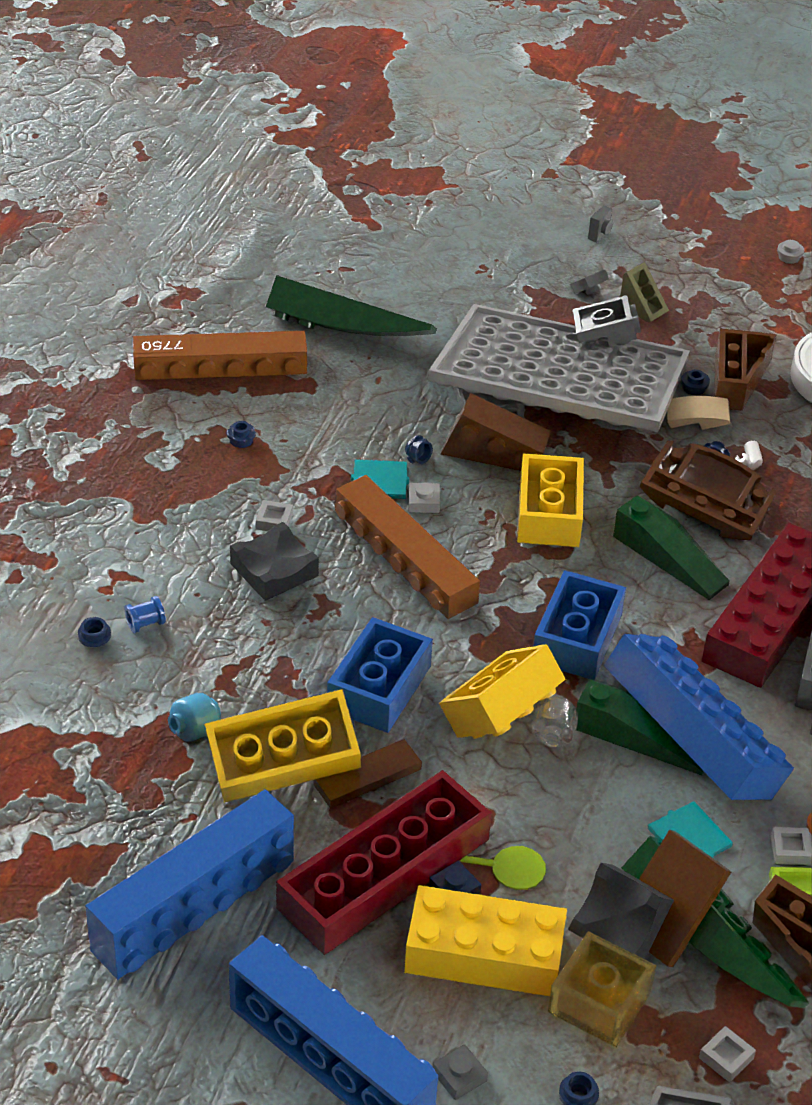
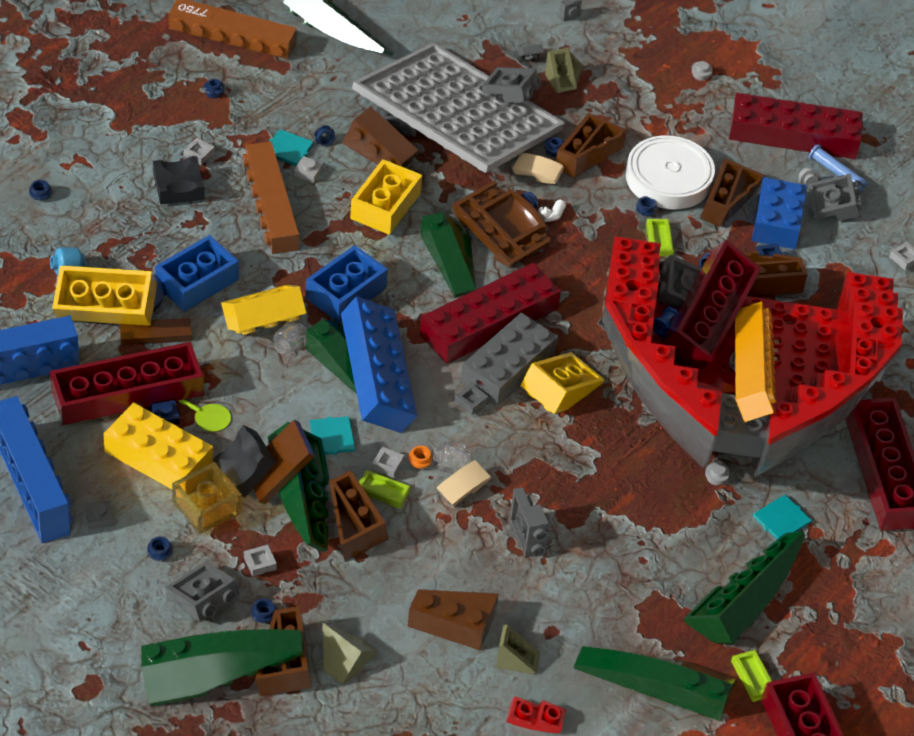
camera: 20 degrees right, 5 degrees up
(145, 614) = (77, 188): blue bush -> none

